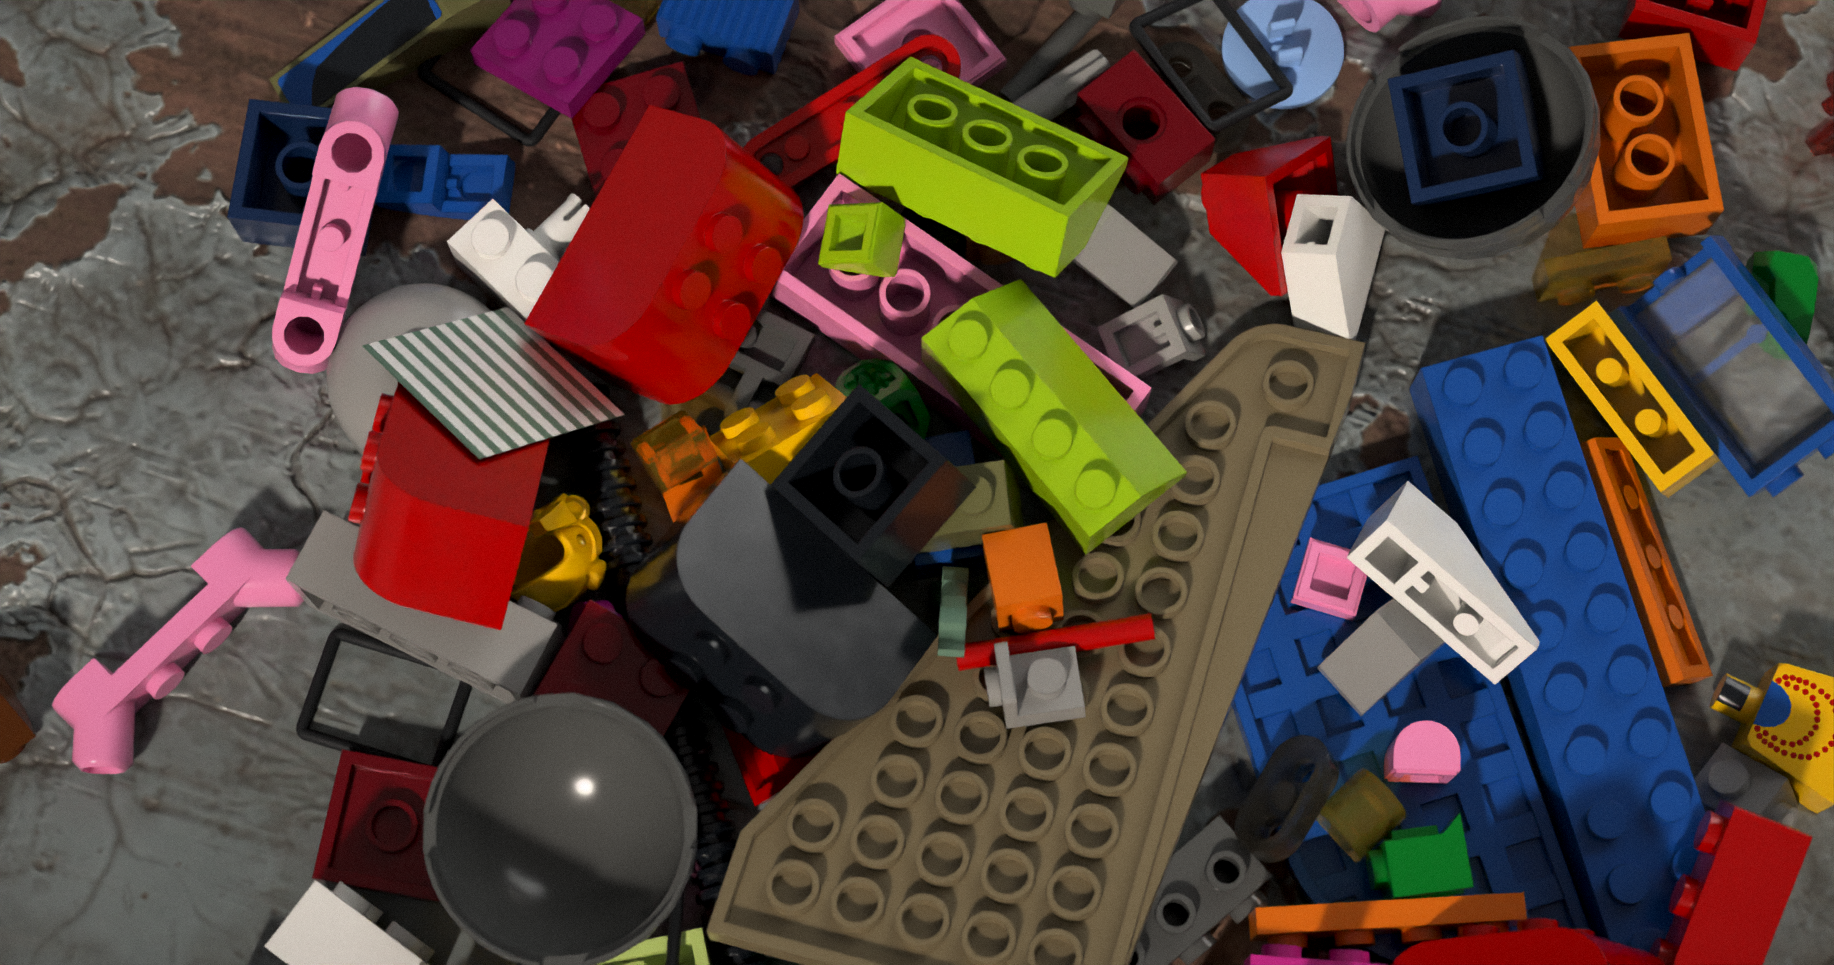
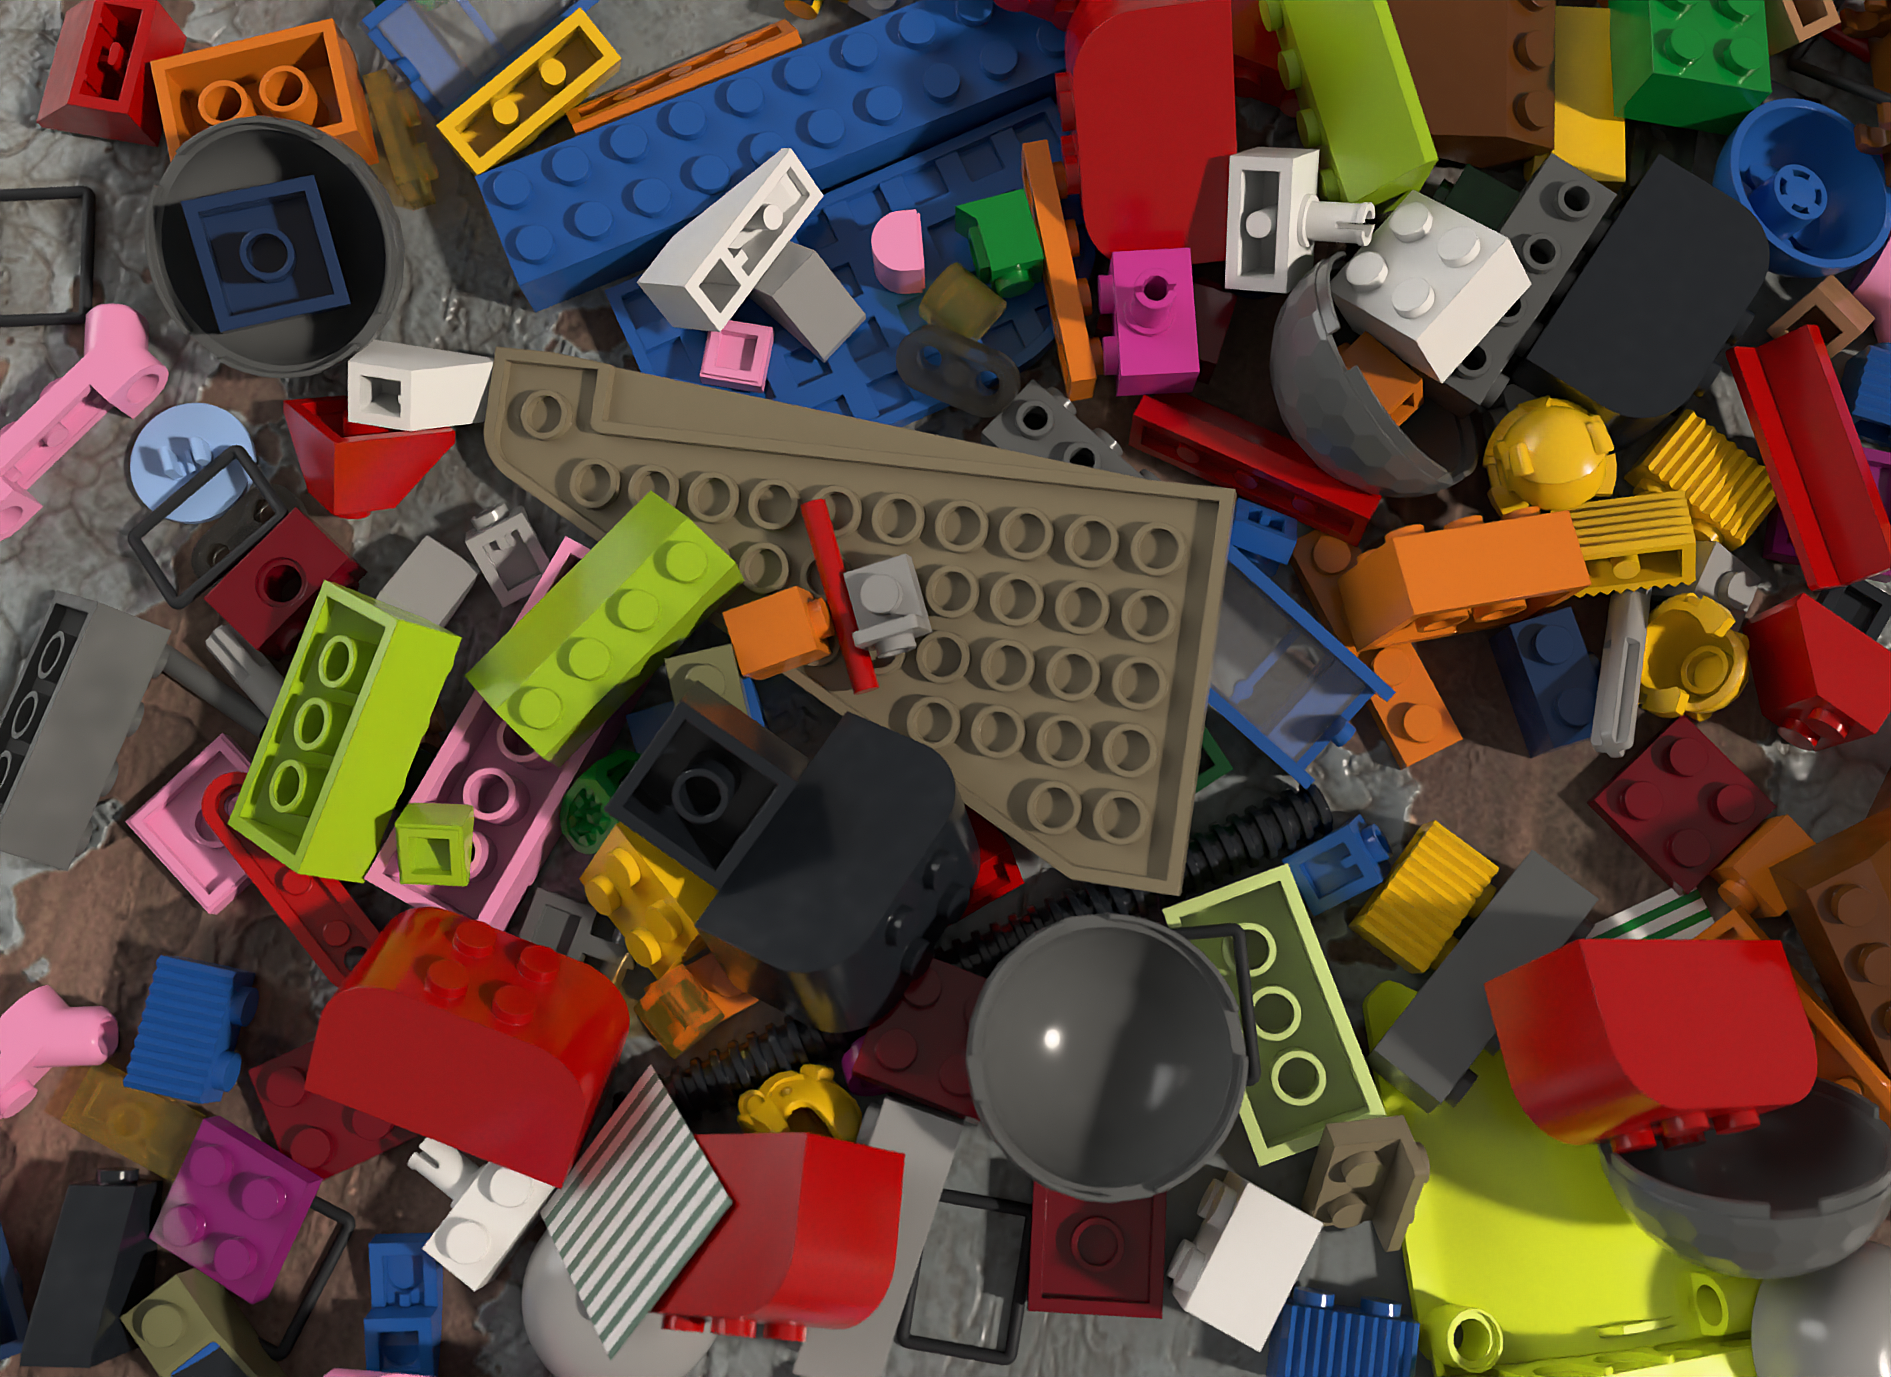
camera: 95 degrees left, 5 degrees up
(951, 600) = (826, 693): sand green piece -> none

